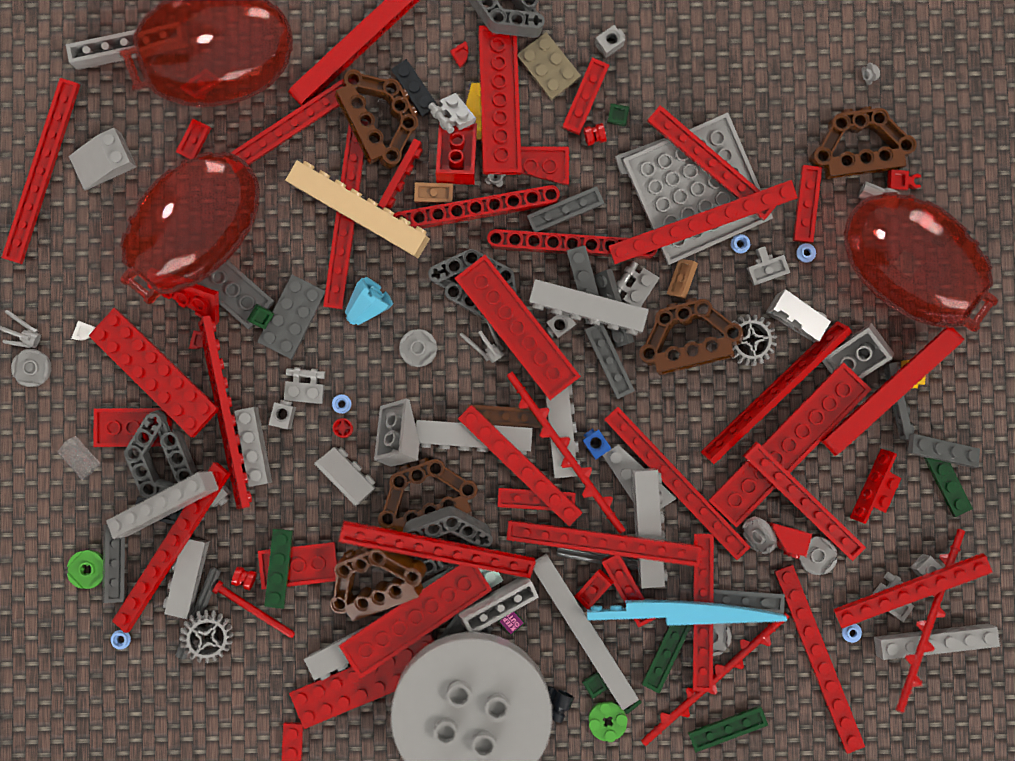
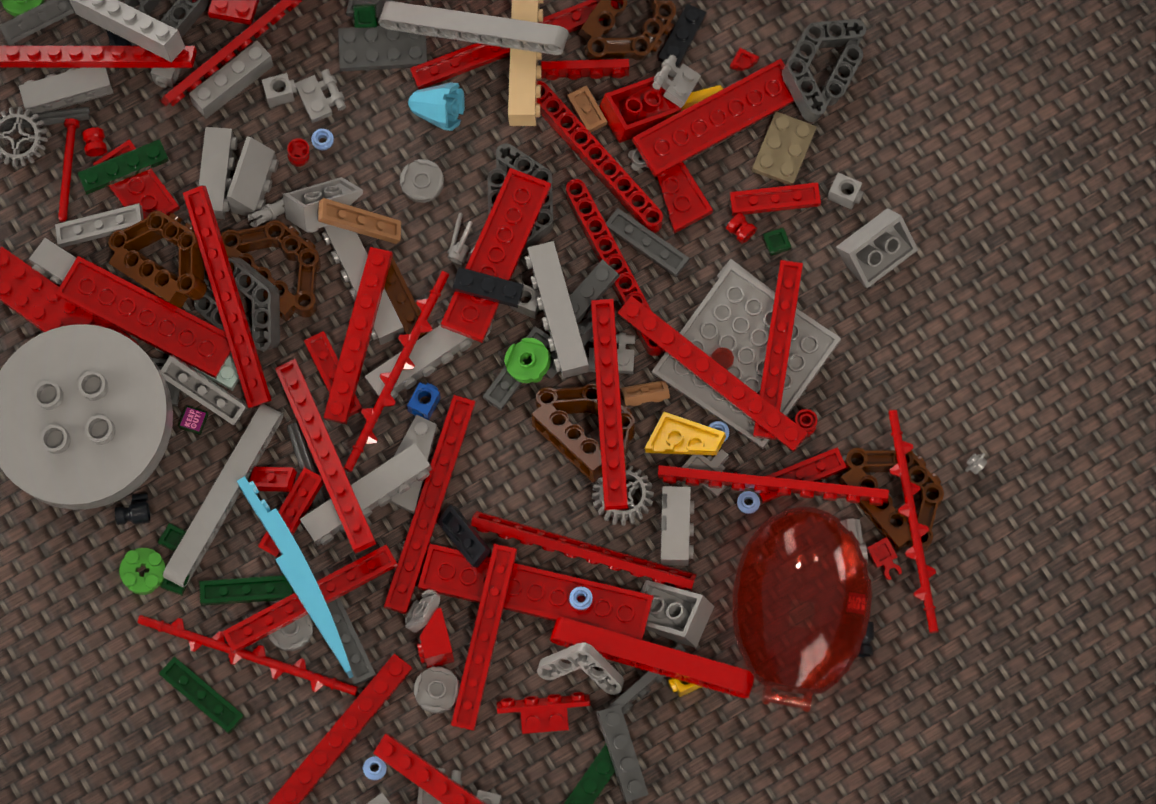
camera: 60 degrees right, 15 degrees down
(316, 611) = (97, 225): none -> light grey plate
(322, 499) = (216, 167): none -> light grey brick
(324, 240) = (473, 27): none -> light grey beam
(380, 478) = (267, 213): none -> light grey pin
(430, 415) = (359, 221): none -> medium nougat plate
(543, 348) = (488, 287): none -> black plate
(612, 362) = (522, 350): none -> bright green plate
(666, 44) = (877, 247): none -> light grey slope
(689, 312) = (609, 405): none -> red plate
(692, 206) = (723, 357): none -> clear red tile
(720, 473) = (464, 536): none -> black plate
(733, 270) = (684, 436): none -> yellow wing
(769, 180) = (805, 414): none -> red wheel
(816, 222) = (783, 486): none -> red plate
(823, 416) = (584, 592): none -> light blue plate
(862, 444) = (584, 657): none -> light grey beam
(885, 142) = (917, 530): none -> red plant

